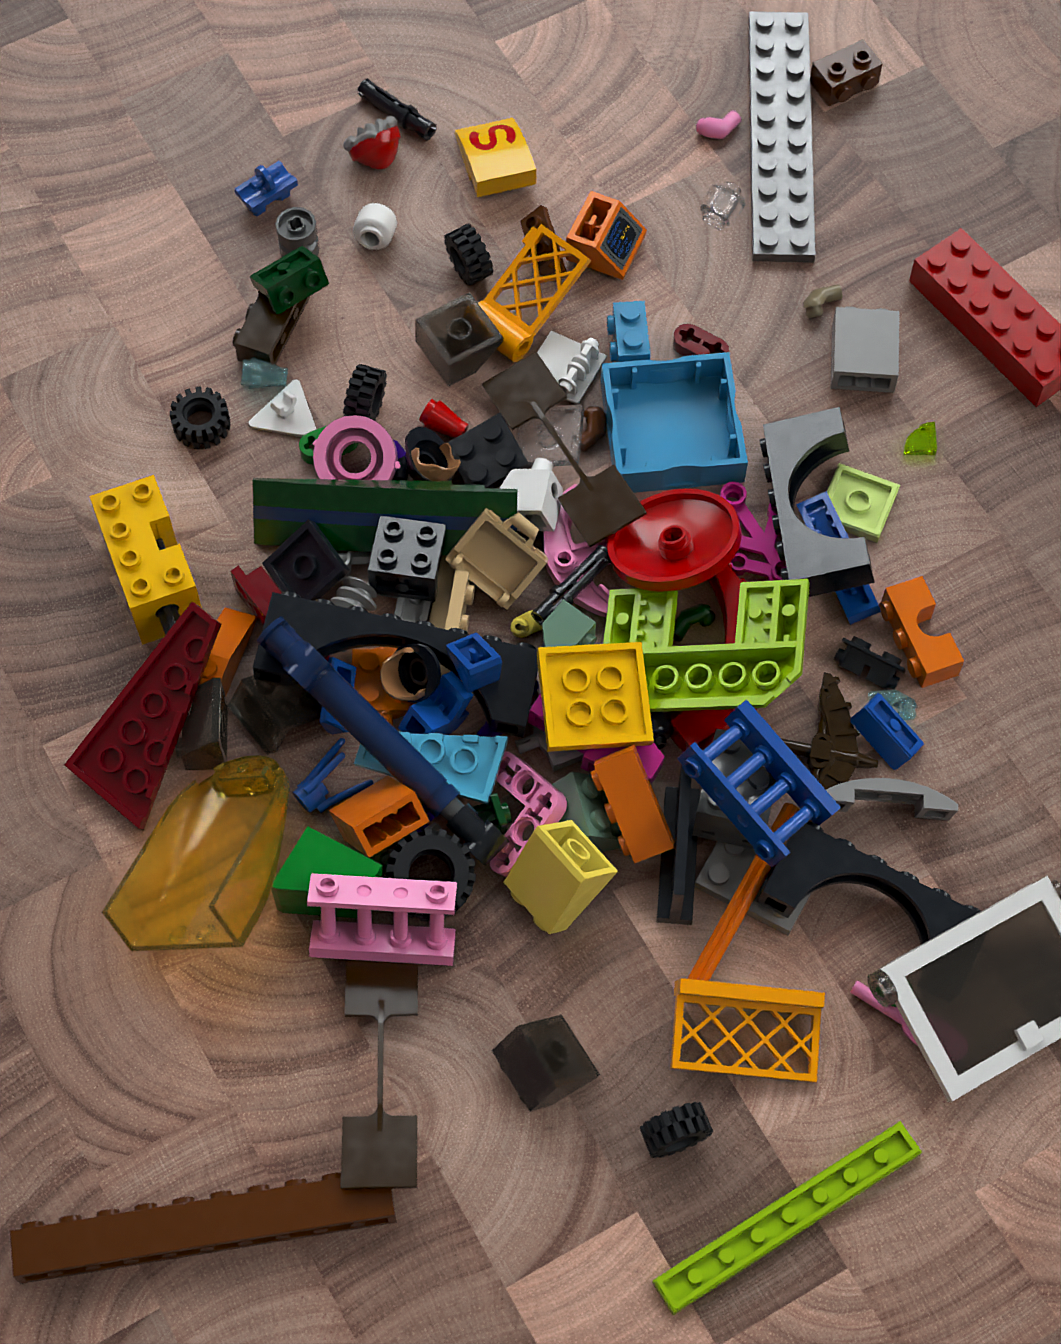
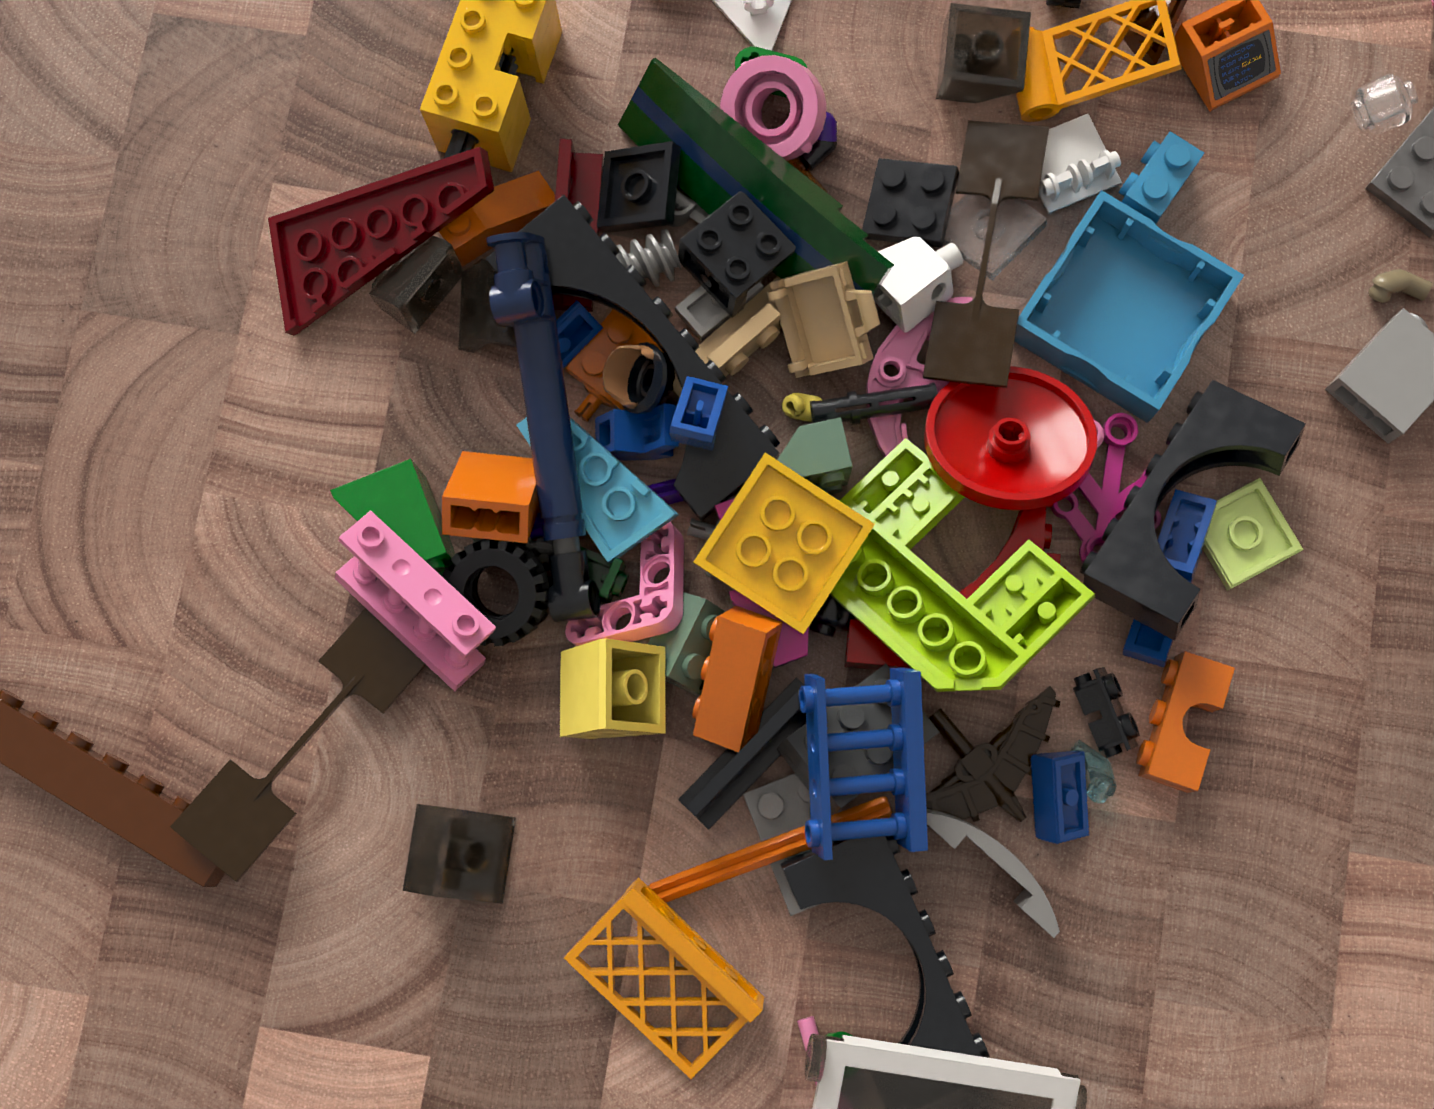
camera: 45 degrees right, 15 degrees up
(206, 862) = (305, 417): clear yellow windscreen -> none
(312, 791) = (467, 419): blue plant -> none
(365, 392) = (839, 48): black tyre -> none
(429, 456) = (848, 161): black piece -> none
(442, 419) = (898, 130): red cone -> none
(595, 427) = (1045, 251): reddish brown arm -> none
(676, 1129) = (515, 1021): black tyre -> none
(698, 613) = (970, 523): dark green arm -> none
(702, 342) = (1235, 241): dark red beam -> none
(922, 441) = (1370, 519): clear neon green tile -> none

